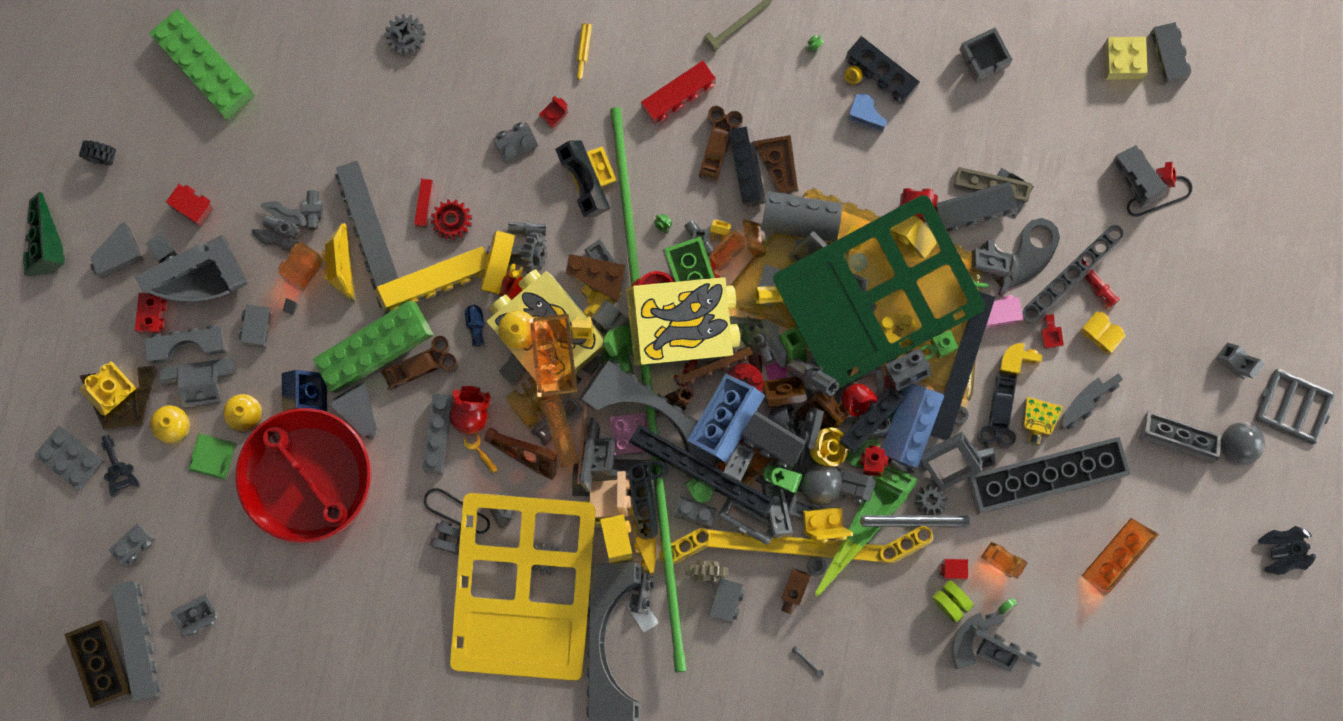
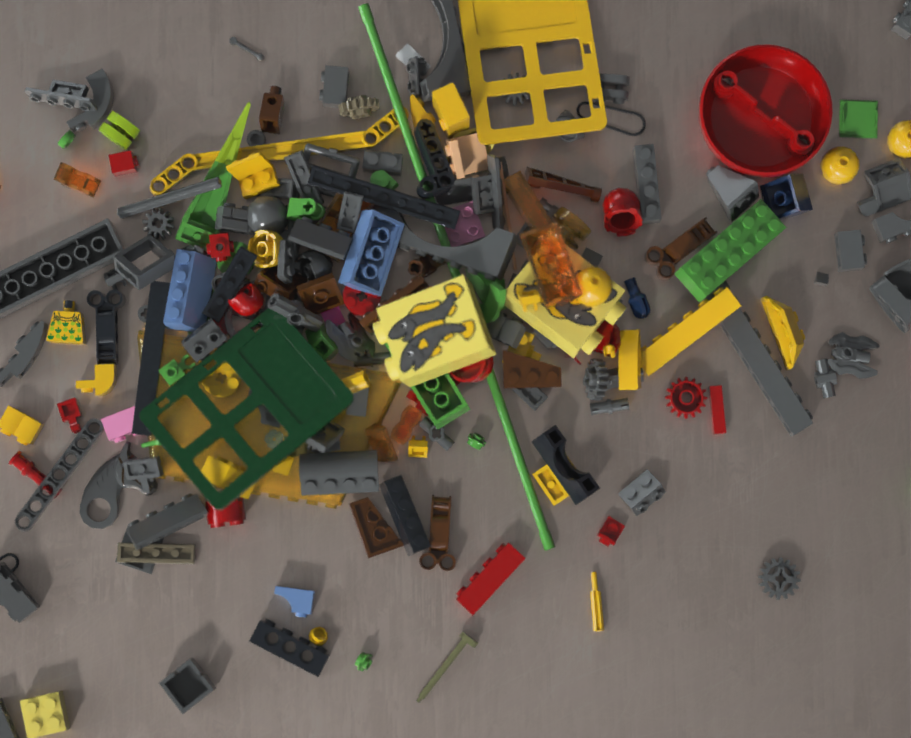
camera: 170 degrees right, 5 degrees up
(300, 266) = (822, 315): clear orange brick -> none
(483, 456) = (595, 172): yellow piece -> none

